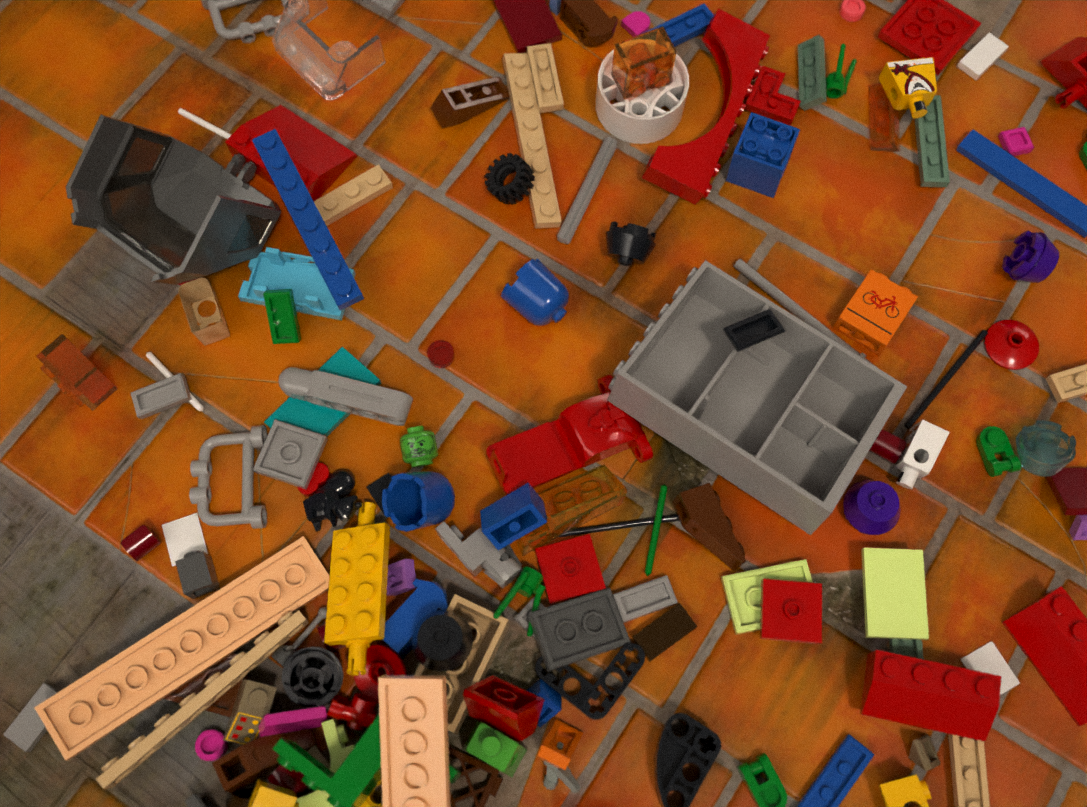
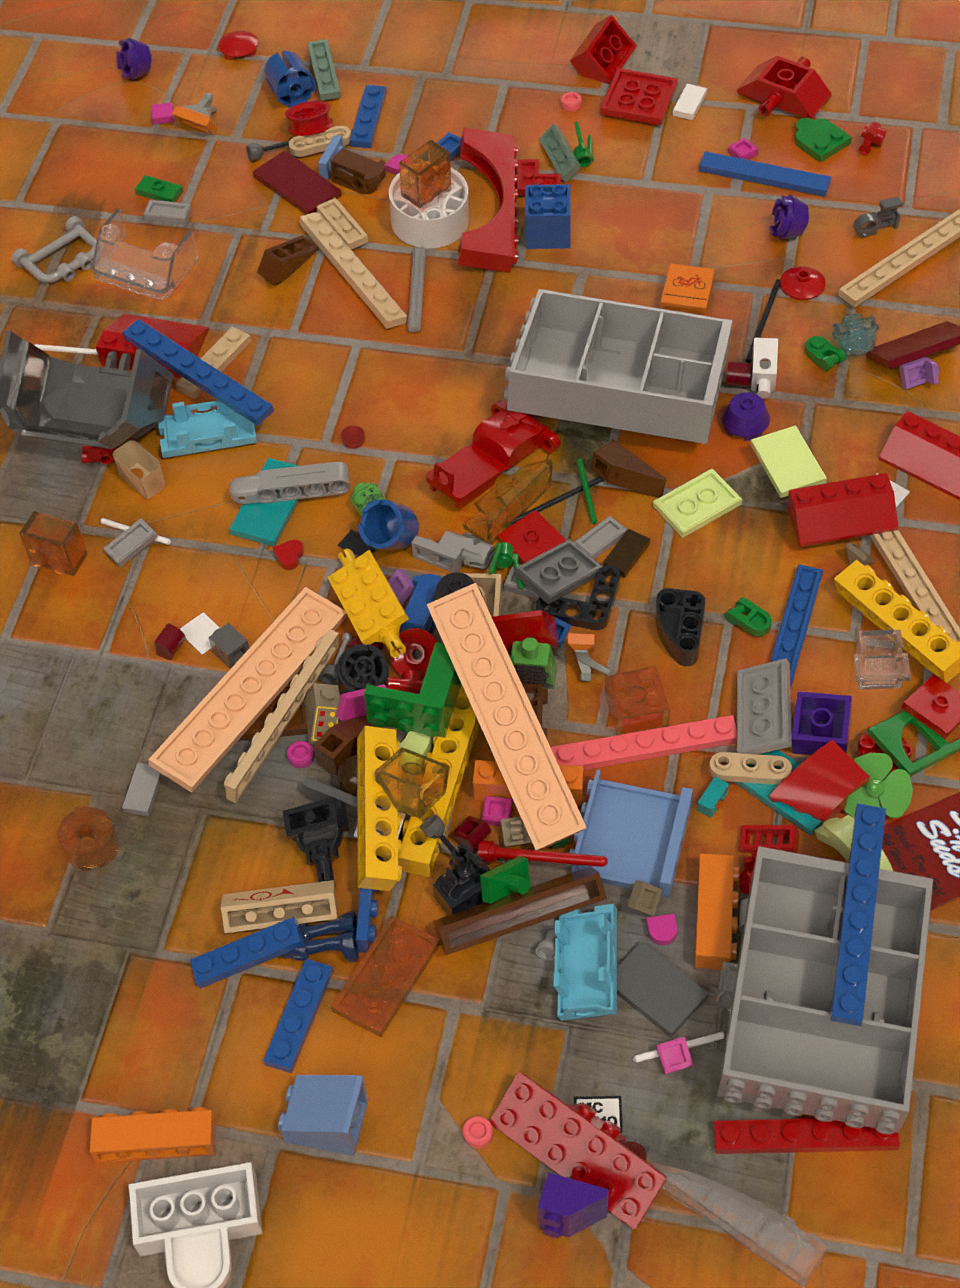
camera: 20 degrees left, 15 degrees down
(203, 470) = (202, 596): light grey bar -> none
(282, 316) = (208, 450): green plate -> none
(290, 454) = (264, 540): light grey tile -> none
(329, 500) = (315, 559): black animal -> none
(513, 516) = (471, 508): blue brick -> none
(517, 187) = (343, 291): black tyre -> none
(537, 294) = (413, 366): blue cylinder -> none
(629, 243) = (470, 308): black cone -> none
(753, 330) = (598, 317): black tile -> none
(791, 611) = (716, 501): red plate -> none
(882, 121) = (632, 165): clear orange slope -> none
(910, 84) = (641, 133): yellow torso -> none
(932, 146) = (676, 169): sand green plate -> none

